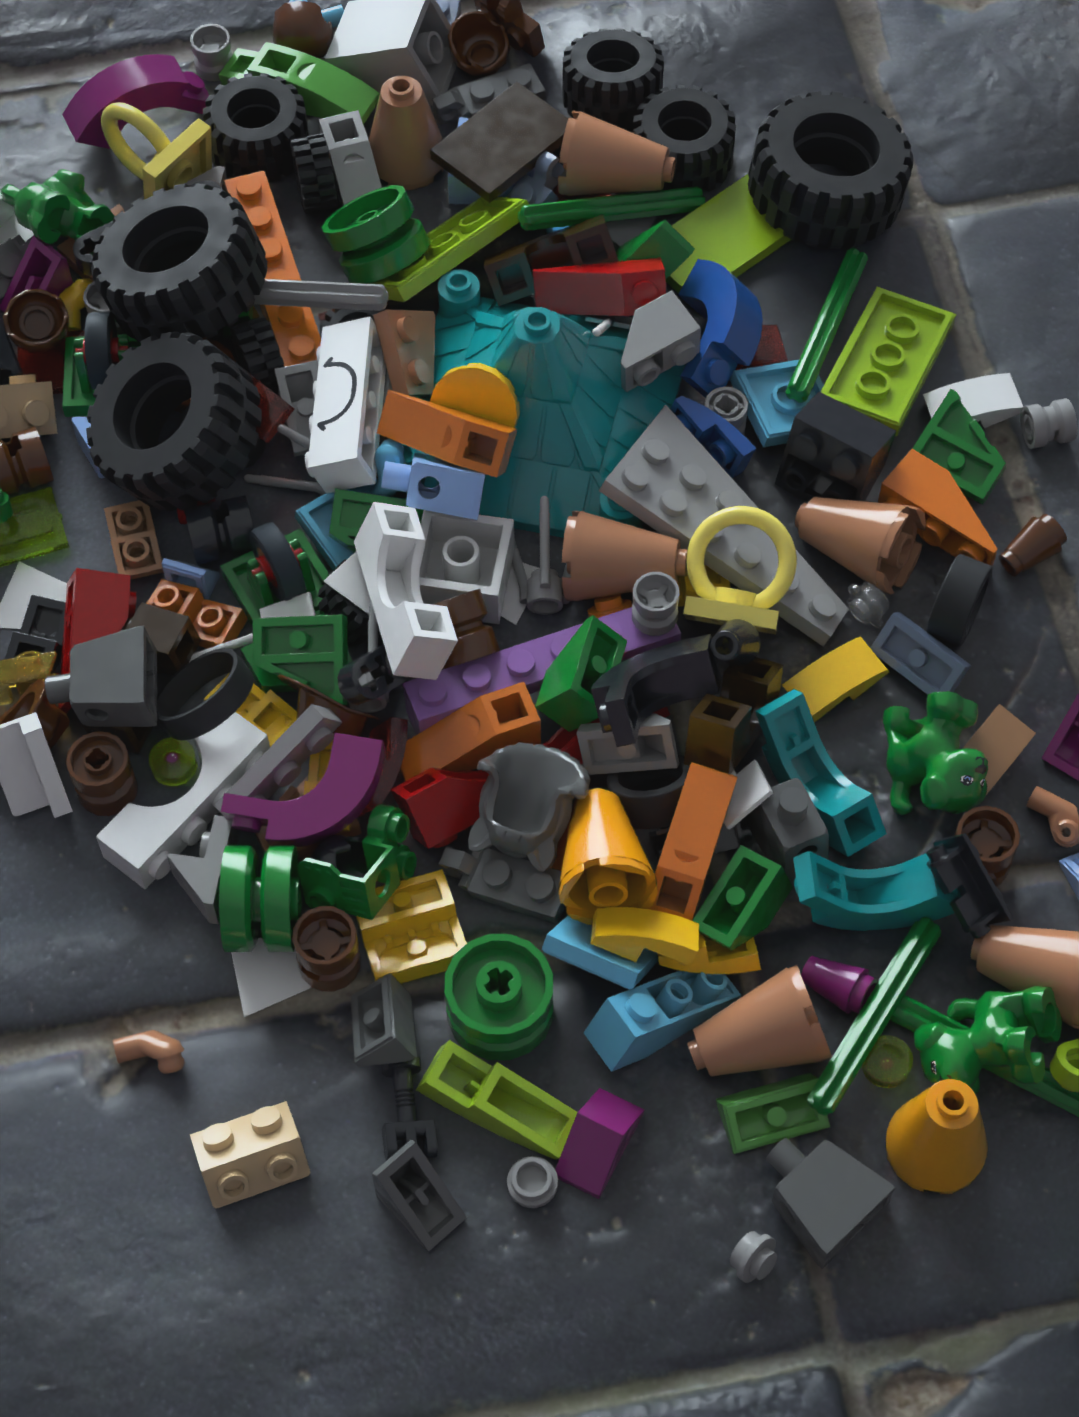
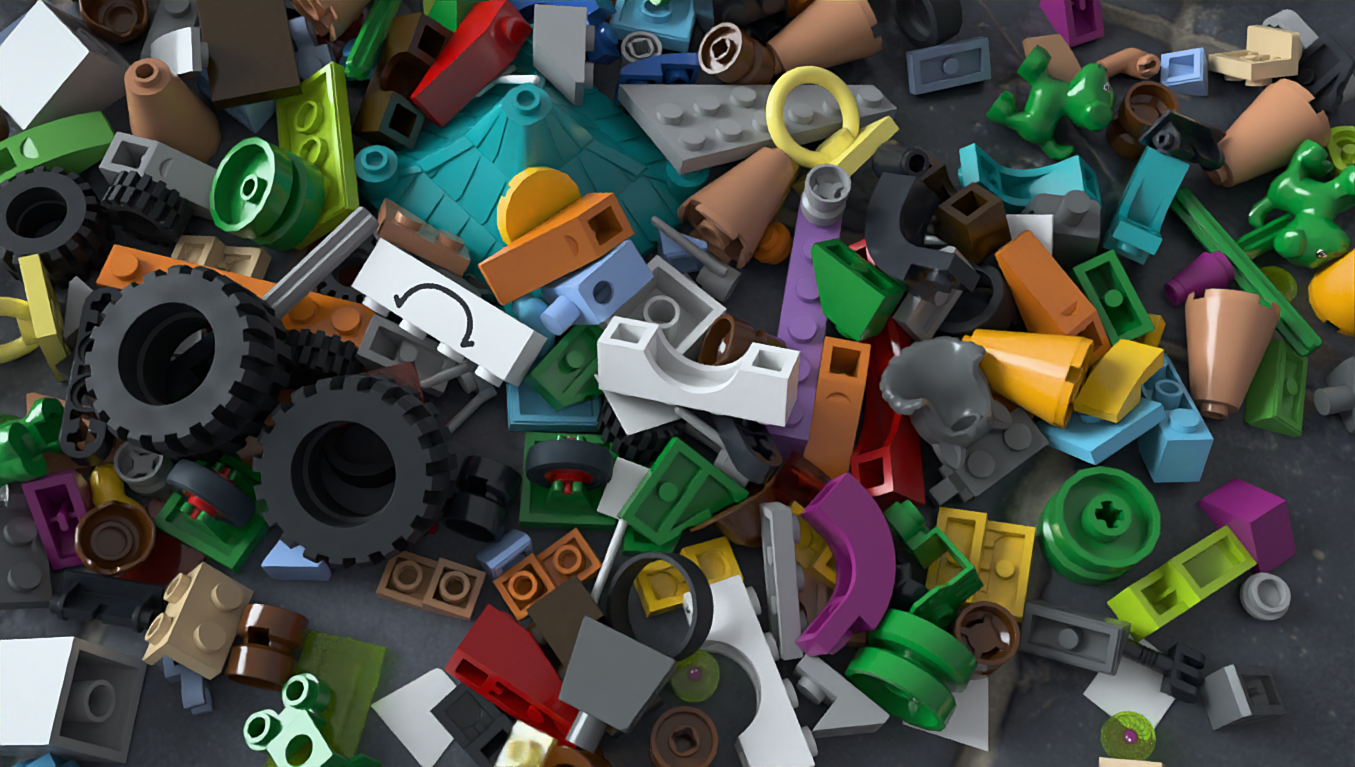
camera: 65 degrees left, 5 degrees up
(311, 248) = (213, 253): none -> tan slope
(320, 1118) = (1128, 736): none -> clear neon green tile
(365, 1106) = (1131, 689): none -> white sticker
(455, 106) = (182, 52): none -> light grey slope
(533, 546) = (677, 256): none -> light blue slope
(771, 478) = (735, 57): none -> reddish brown wheel
(837, 675) = (931, 124): yellow slope -> none
(867, 603) = (880, 69): clear plate -> none

